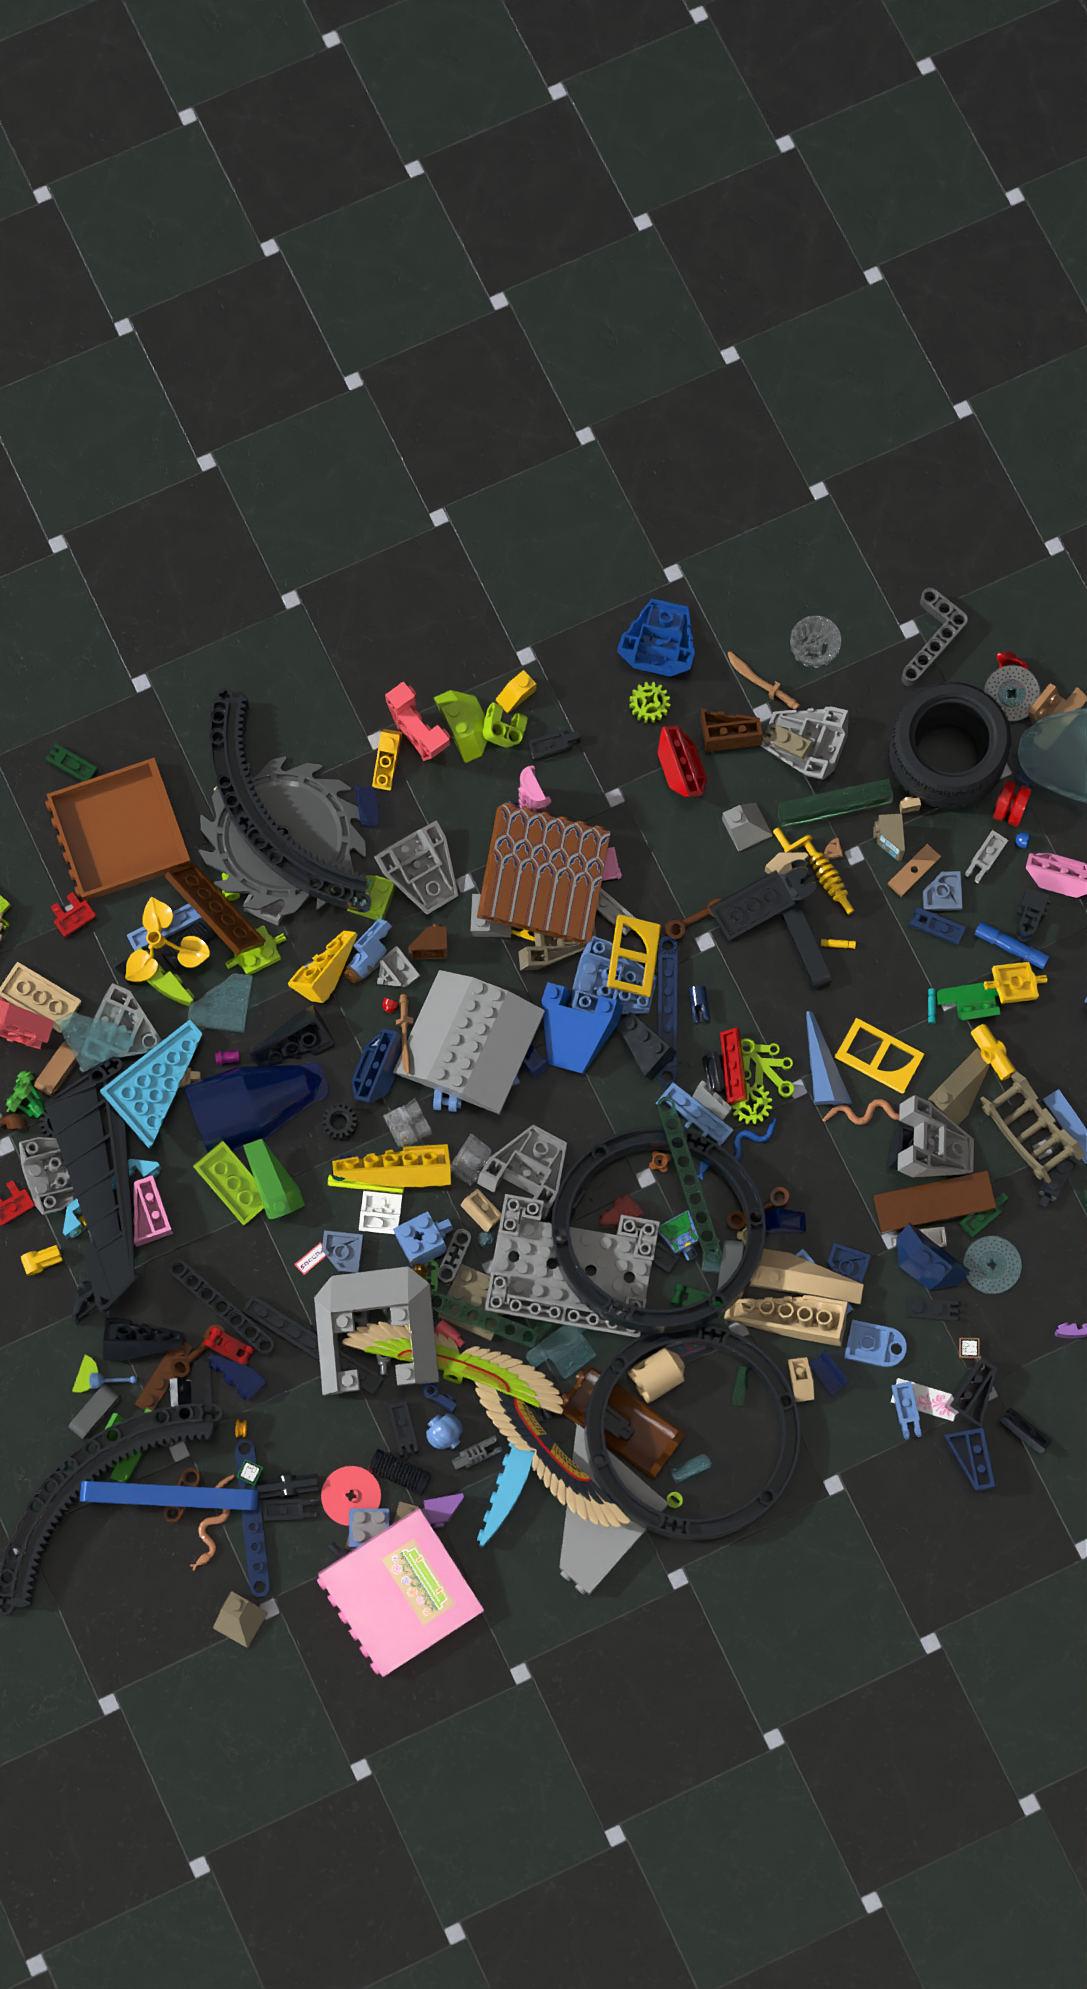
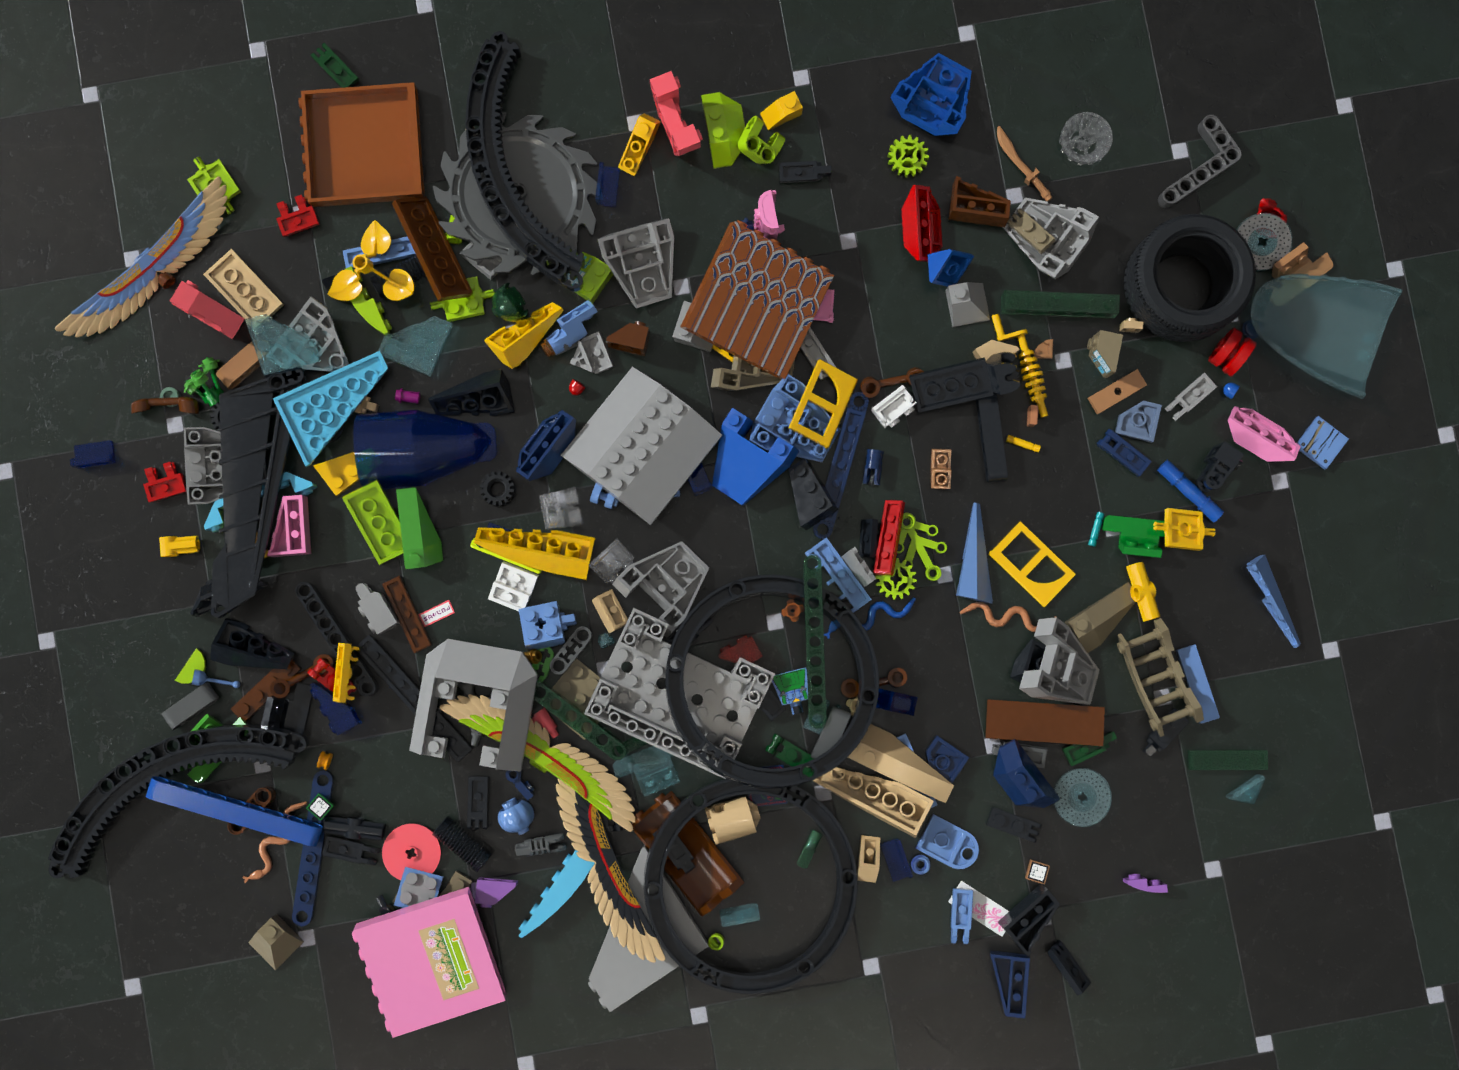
camera: 10 degrees right, 10 degrees up
(182, 1146) = (339, 473): none -> yellow wing
(239, 1333) = (343, 672): none -> yellow plate
(253, 1268) = (376, 609): none -> light grey hinge
(283, 1266) = (407, 614): none -> reddish brown tile
(302, 943) = (508, 304): none -> clear green cylinder
(343, 1250) = (467, 615): sand blue plate -> none
(403, 1022) = (584, 408): medium nougat sword -> none
(703, 941) = (893, 407): none -> white hinge
(717, 794) = (947, 266): none -> blue slope
(765, 988) = (941, 468): none -> medium nougat slope
(839, 914) = (1032, 415): none -> nougat tile
(853, 1365) = (924, 869): none -> medium blue plate

